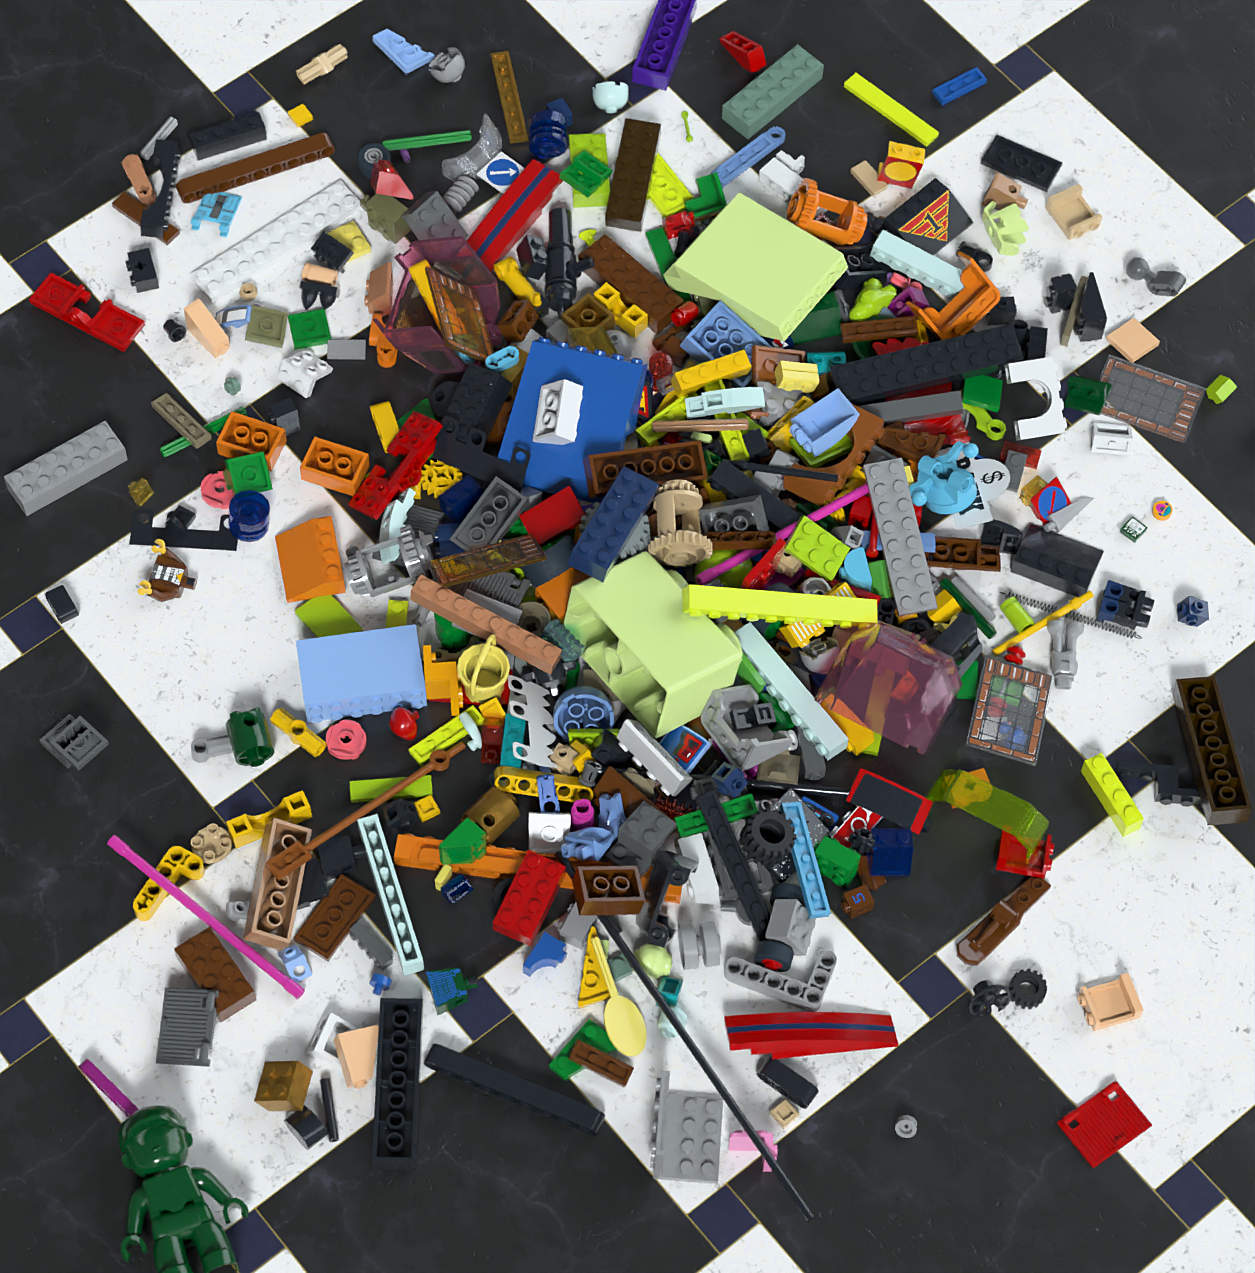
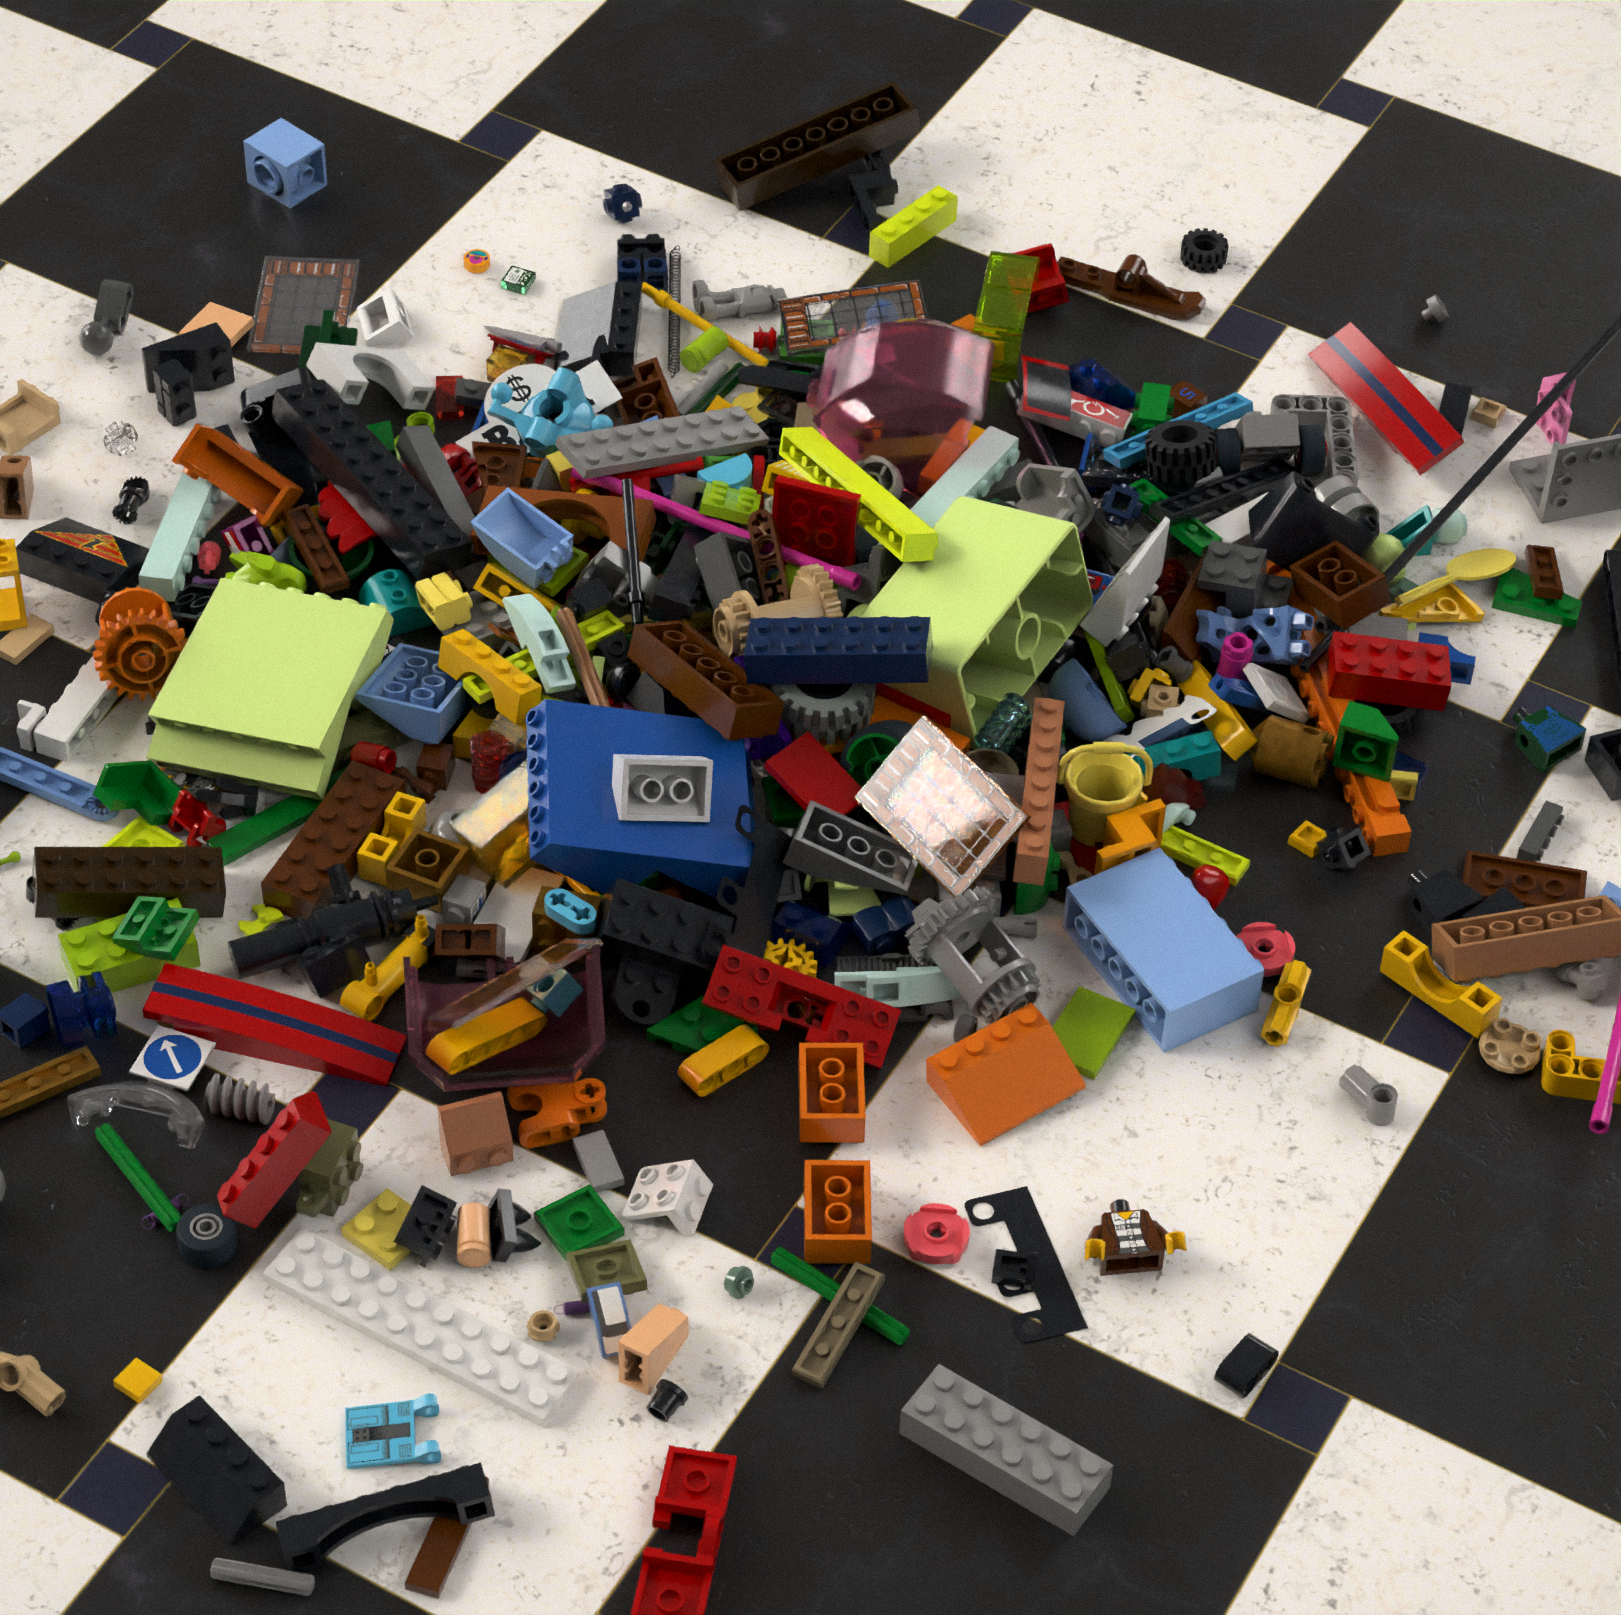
camera: 110 degrees left, 15 degrees down
(74, 742) = (1469, 1247): dark grey bracket -> none
(139, 179) = (372, 1562): nougat piece -> none
(140, 491) = (994, 1334): clear yellow tile -> none
(142, 270) = (565, 1488): black brick -> none
(247, 473) = (912, 1178): green panel -> none
(249, 516) = (975, 1164): clear blue wheel -> none
(249, 737) = (1335, 1041): dark green cylinder -> none
(255, 167) = (283, 1399): reddish brown beam -> none
(285, 415) = (778, 1178): black brick -> none
(298, 854) = (1487, 906): dark orange bar -> none
(370, 789) = (1304, 883): lime tile -> none
(380, 983) = (1585, 805): blue tile -> none
(390, 895) = (1462, 824): light aqua brick -> none
(397, 613) = (1049, 953): neon yellow plate -> none
(433, 218) = (341, 1087): dark grey brick -> none
(766, 360) = (418, 636): dark orange tile -> none
(861, 840) = (1119, 392): black gear -> none
(987, 995) = (1236, 273): black wheel -> none
(1006, 232) = (73, 477): yellowish green piece -> none
(1074, 311) = (205, 385): dark tan tile -> none
(1104, 1124) = (1322, 172): red window -> none
(1110, 1003) = (1176, 187): light nougat panel -> none
(1220, 389) = (265, 238): lime piece -> none

